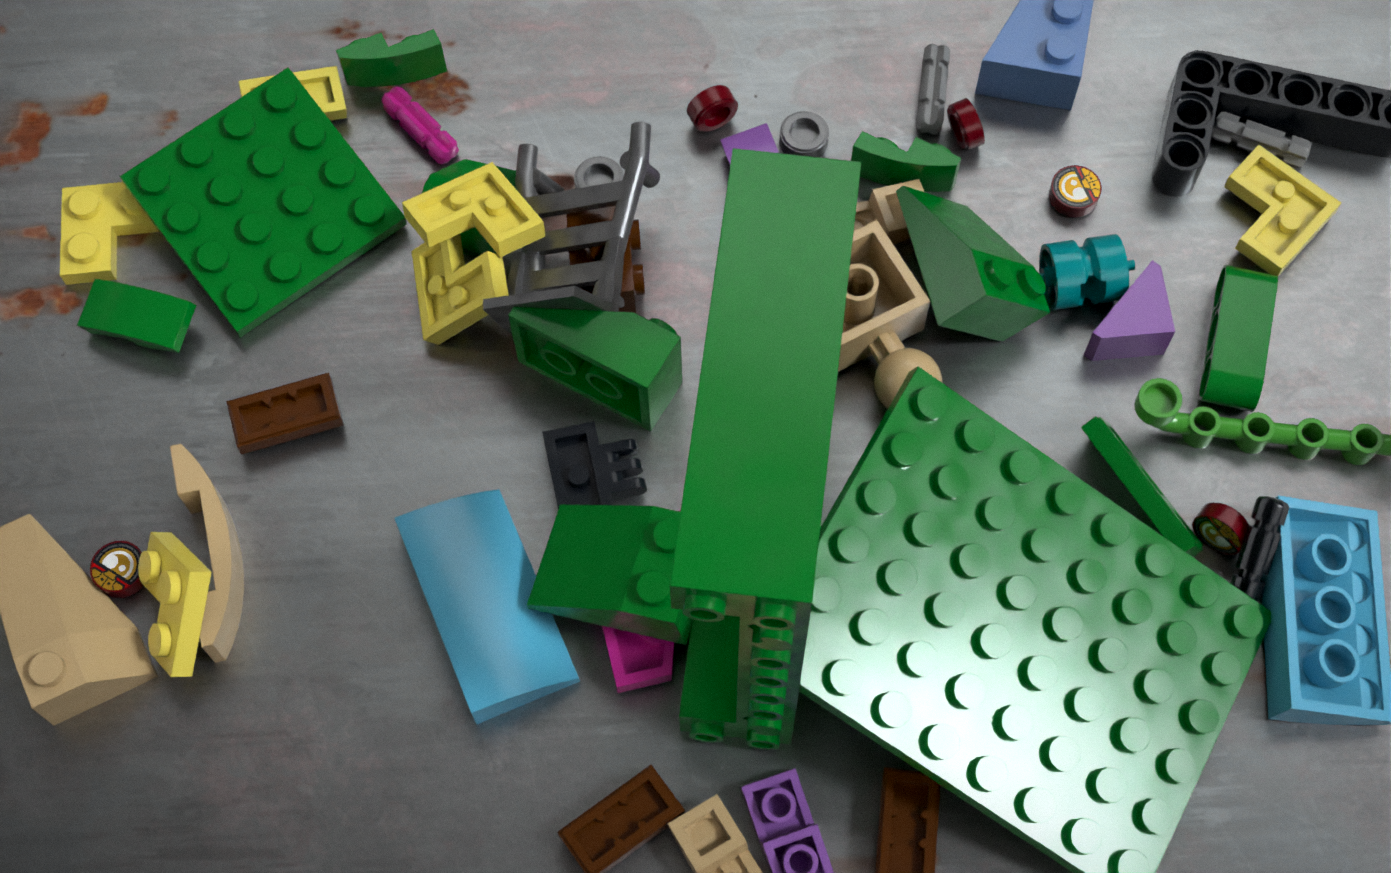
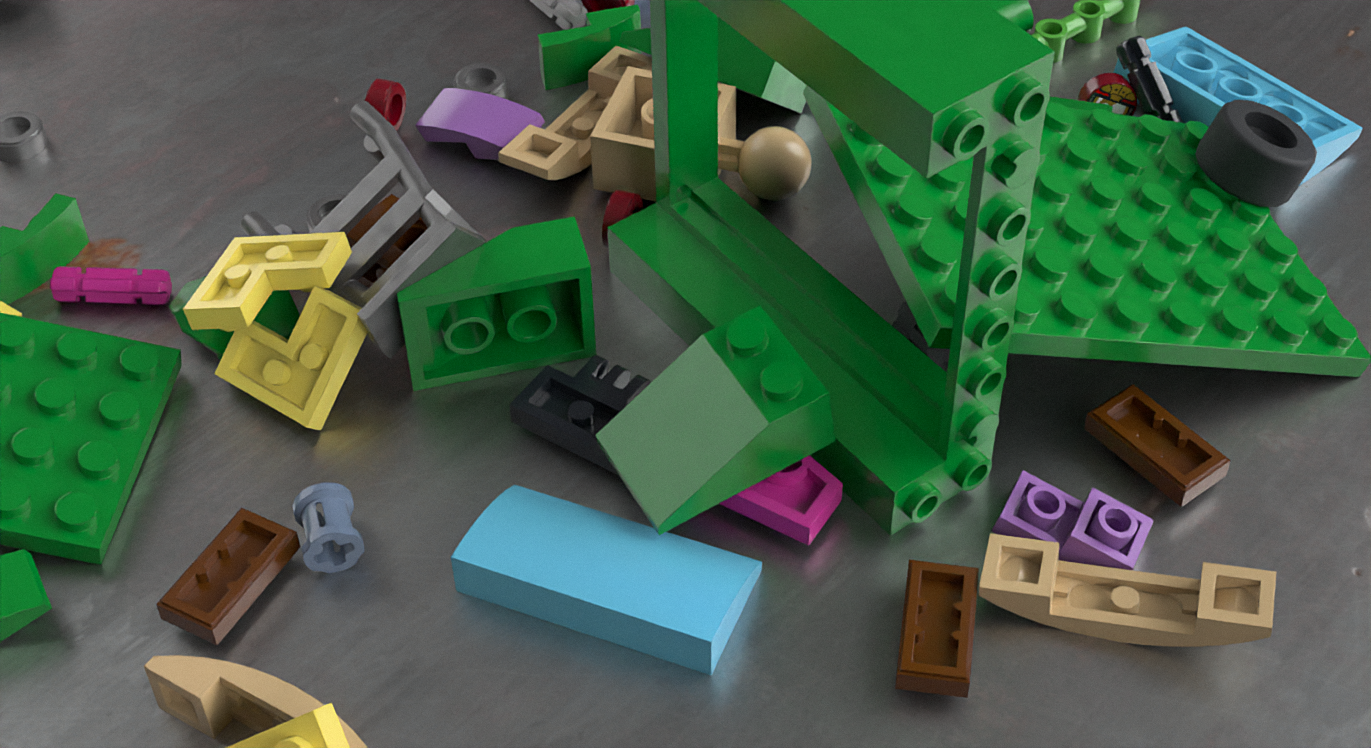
camera: 45 degrees left, 20 degrees down
(363, 428) = (334, 525): none -> sand blue bush
(1275, 676) = (1255, 153): none -> black tyre

